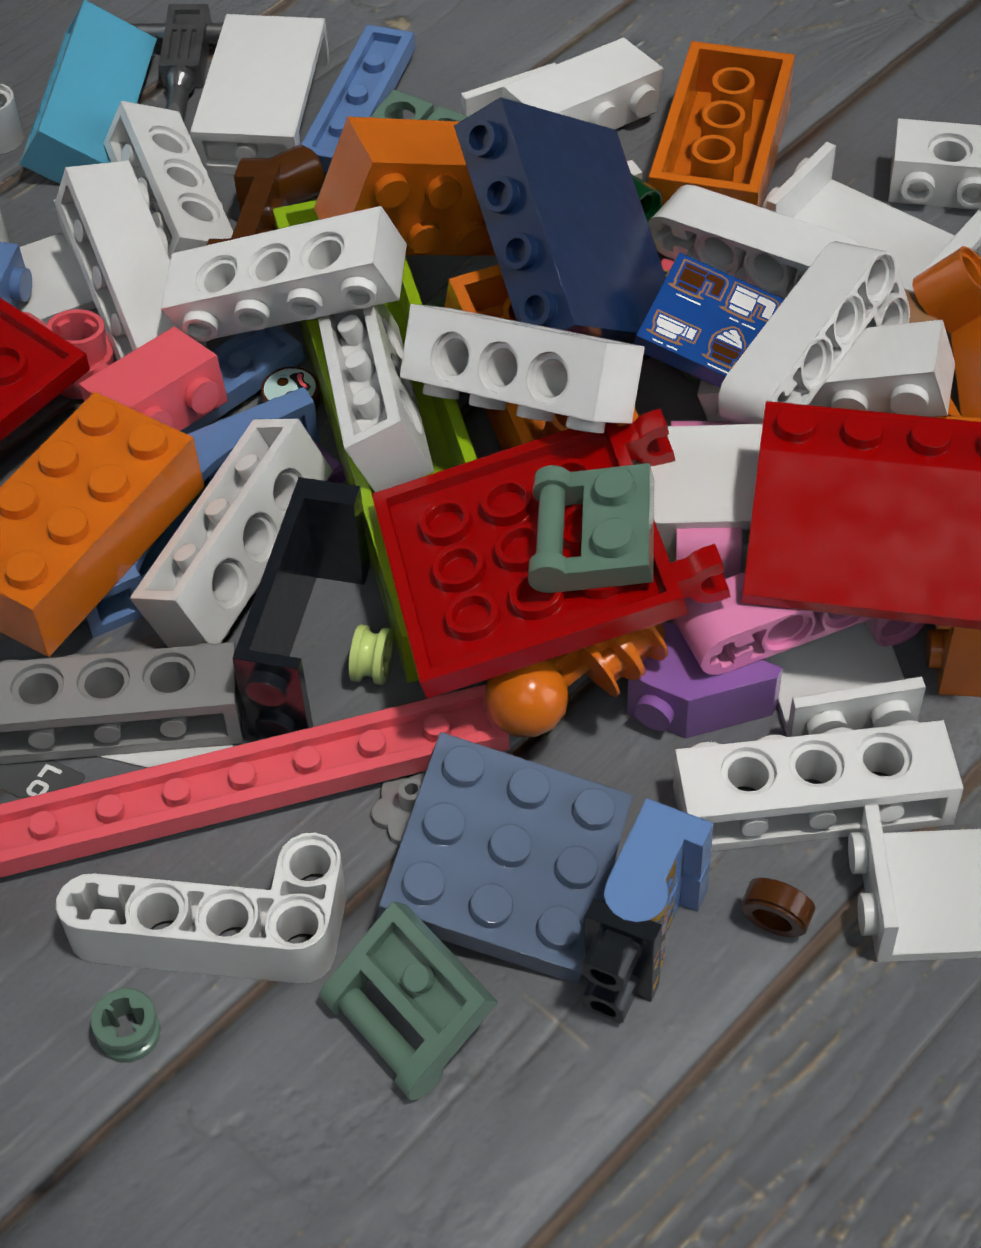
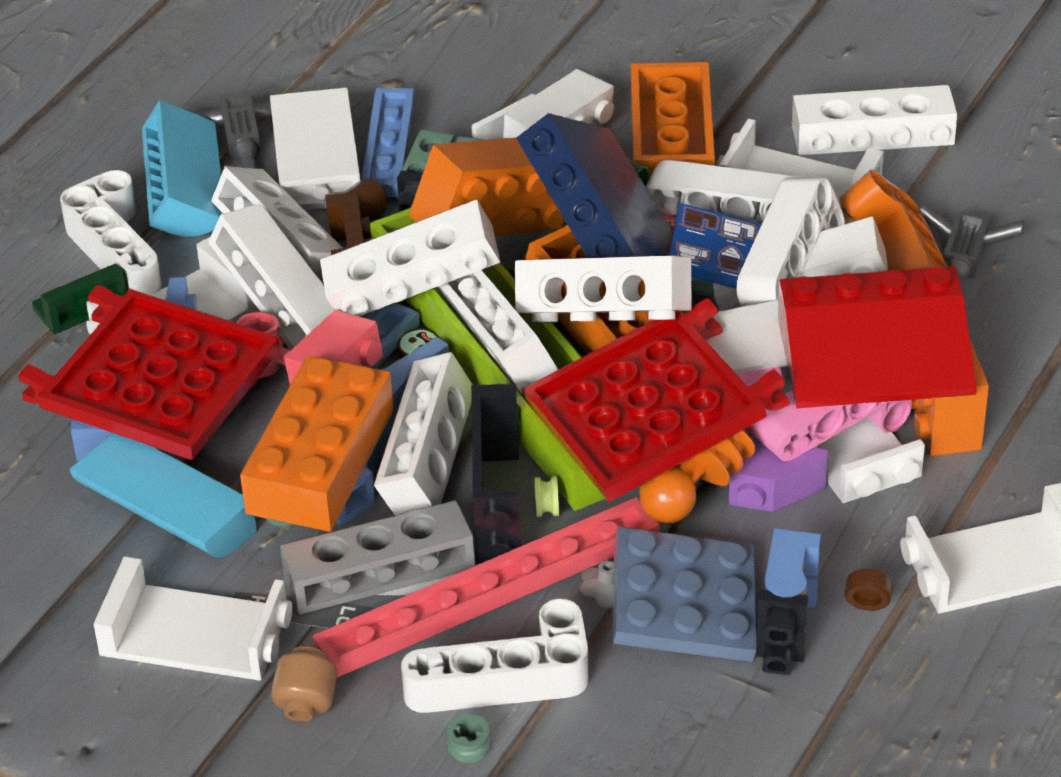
camera: 15 degrees left, 10 degrees down
(422, 983) = (658, 667): sand green plate -> none
(615, 528) = (703, 368): sand green plate -> none
(918, 792) = (875, 513): white brick -> none

